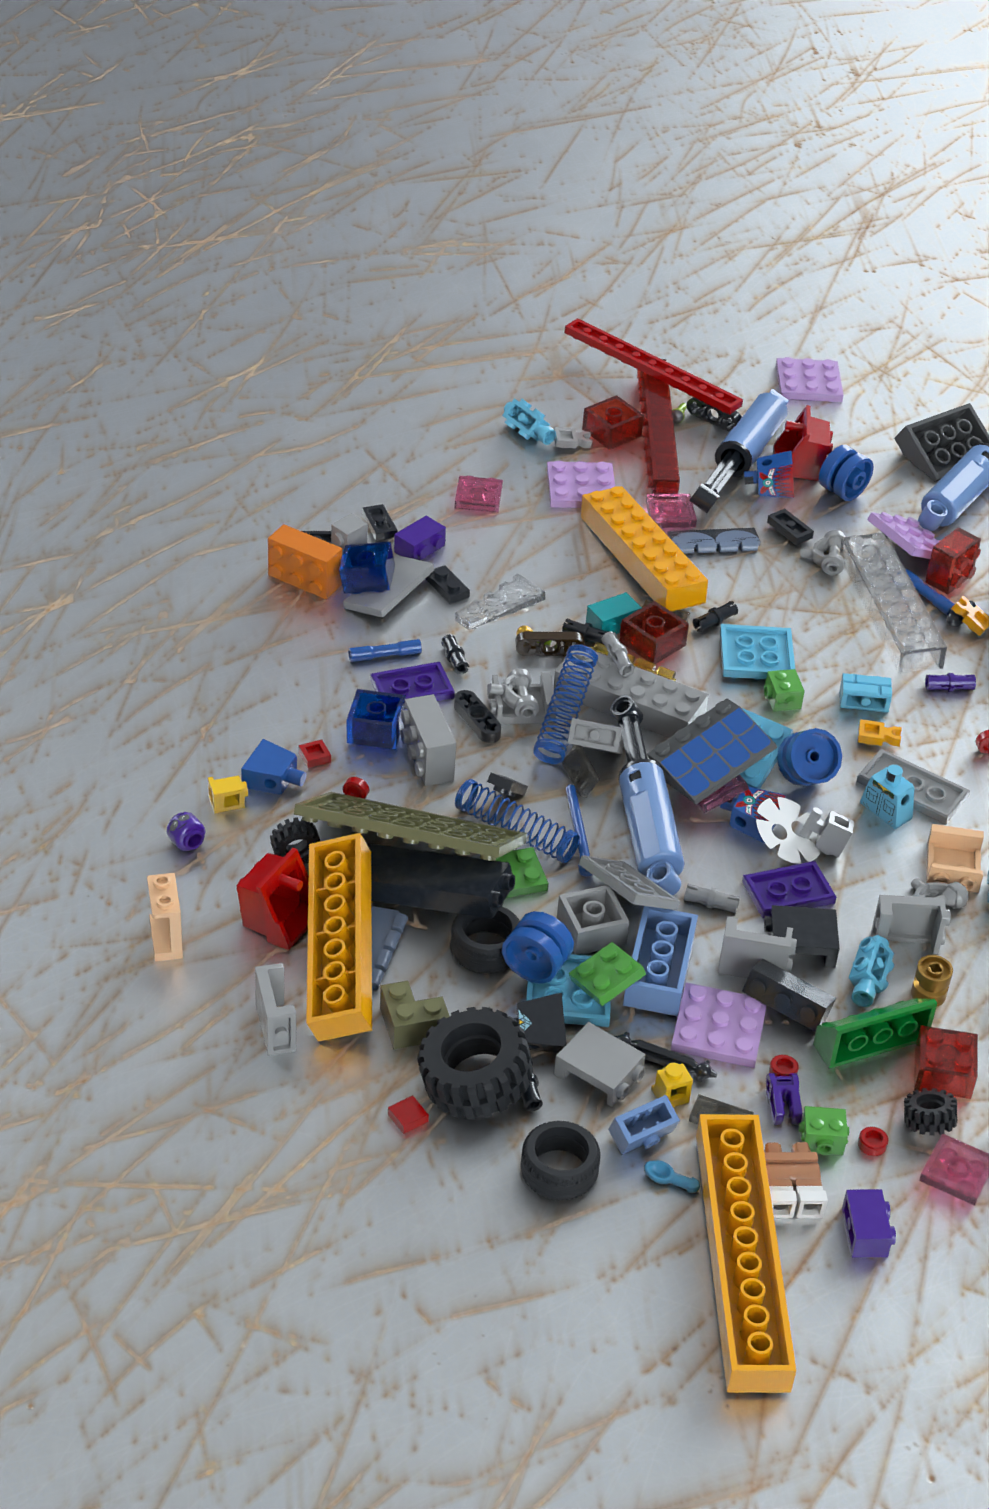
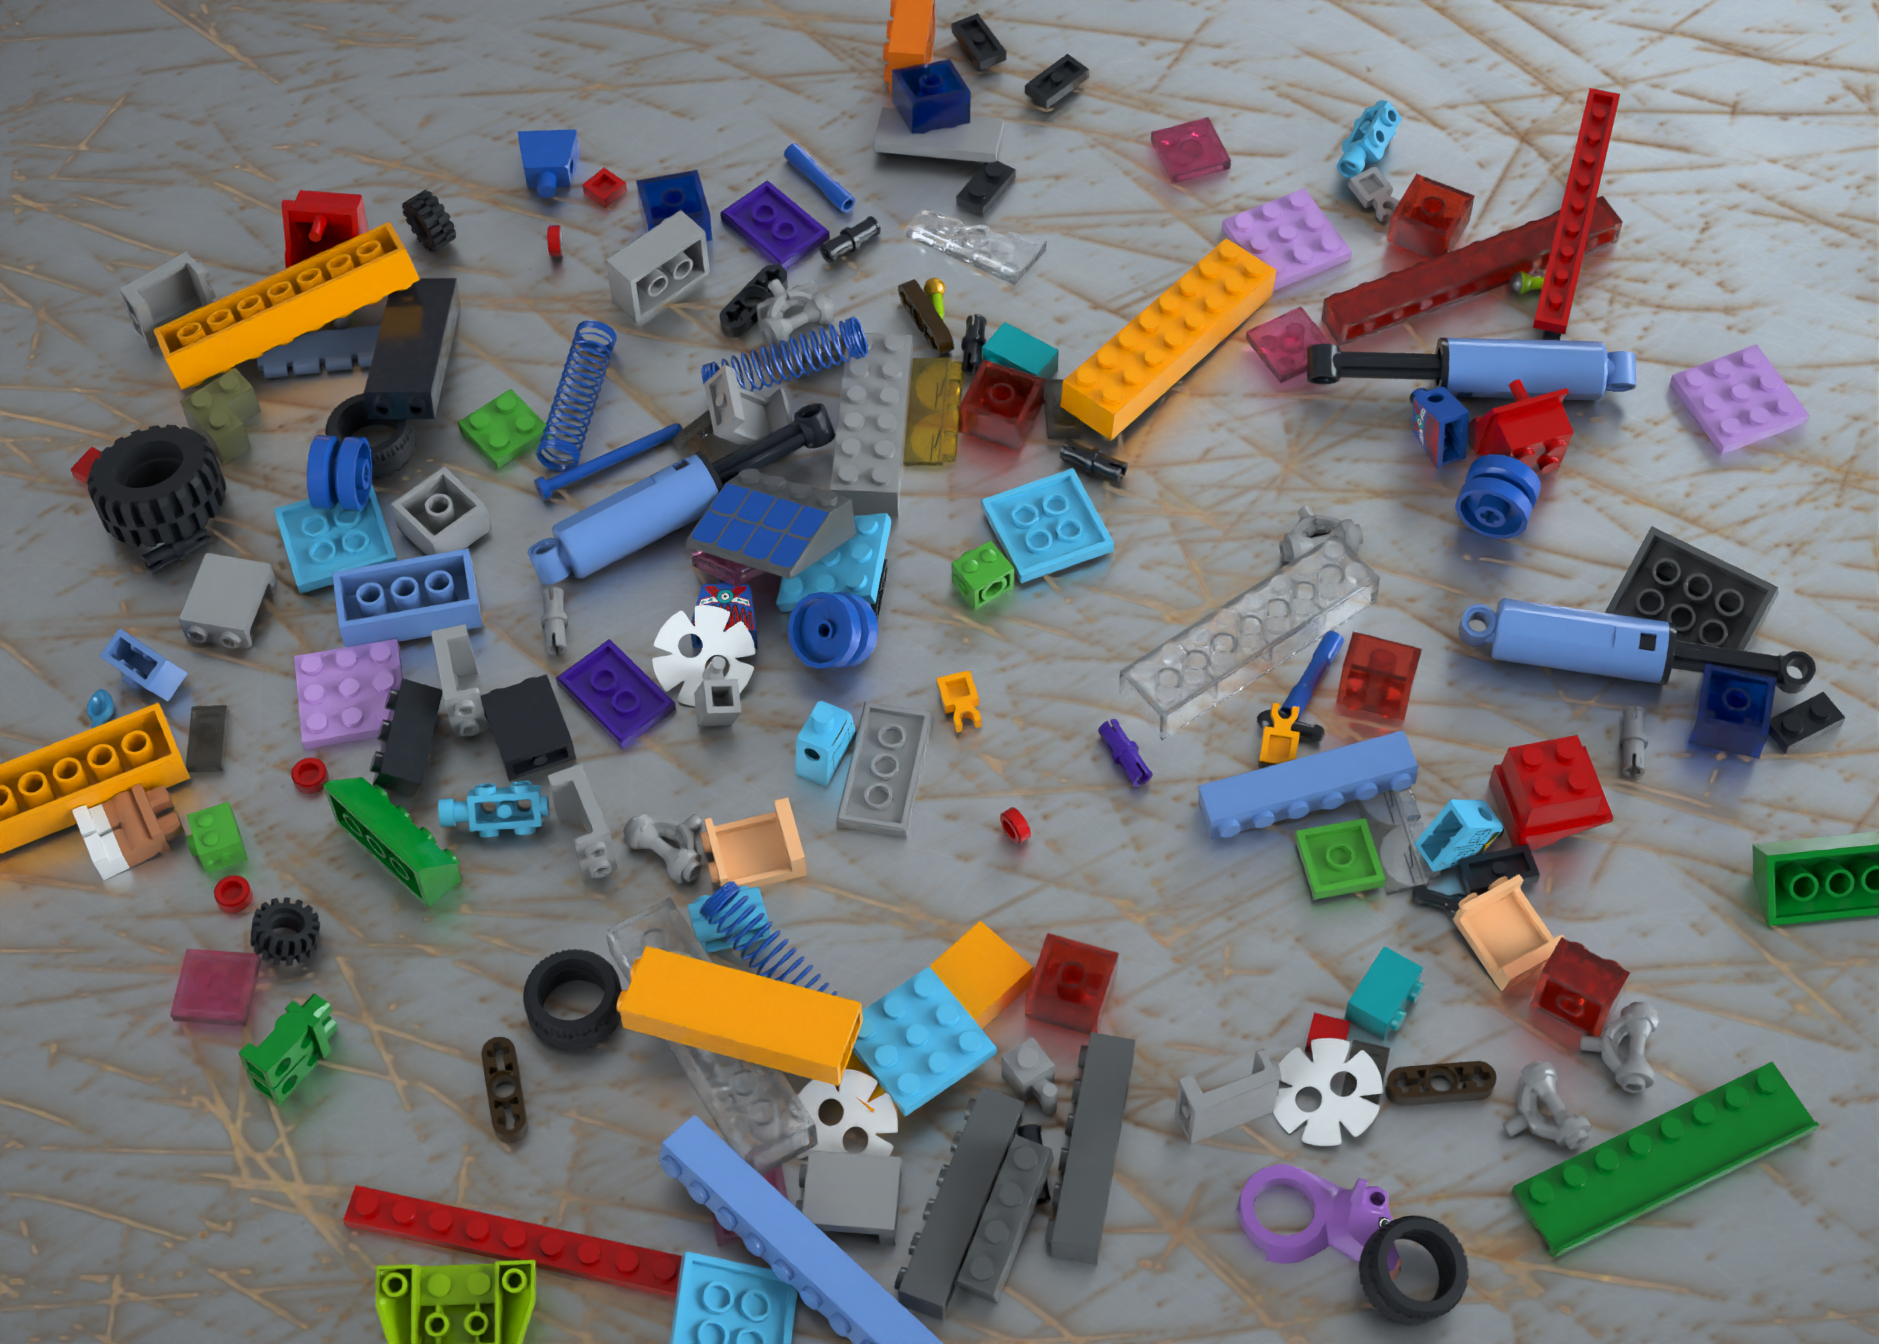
camera: 70 degrees right, 15 degrees up
(165, 917) = (252, 162): light nougat panel -> none
(186, 831) = (407, 132): dark purple head -> none
(227, 793) = (487, 140): yellow brick -> none
(349, 531) = (977, 62): light grey brick -> none
(411, 825) = (485, 300): olive plate -> none
(420, 539) = (1045, 128): dark purple brick -> none
(506, 785) = (628, 363): black plate -> none
(543, 1023) = (252, 525): black torso -> none
(560, 1183) = (57, 587): black tyre -> none
(607, 973) = (341, 551): bright green plate -> none
(617, 653) = (897, 373): light grey pin -> none
(629, 882) = (501, 524): light grey tile -> none
(664, 1057) = (273, 656): black wheel -> none
(673, 1077) = (221, 674): yellow brick -> none
(708, 540) = (1267, 412): sand blue windscreen -> none
(787, 1090) = (254, 786): dark purple piece -> none
(790, 526) = (1349, 479): black plate -> none
(865, 692) = (1033, 661): medium azure brick -> none
(868, 1223) = (93, 917): dark purple brick -> none
(905, 533) = (1406, 607): lavender plate -> none
(932, 978) = (506, 876): pearl gold wheel -> none
(946, 1061) = (376, 927): clear red brick -> none

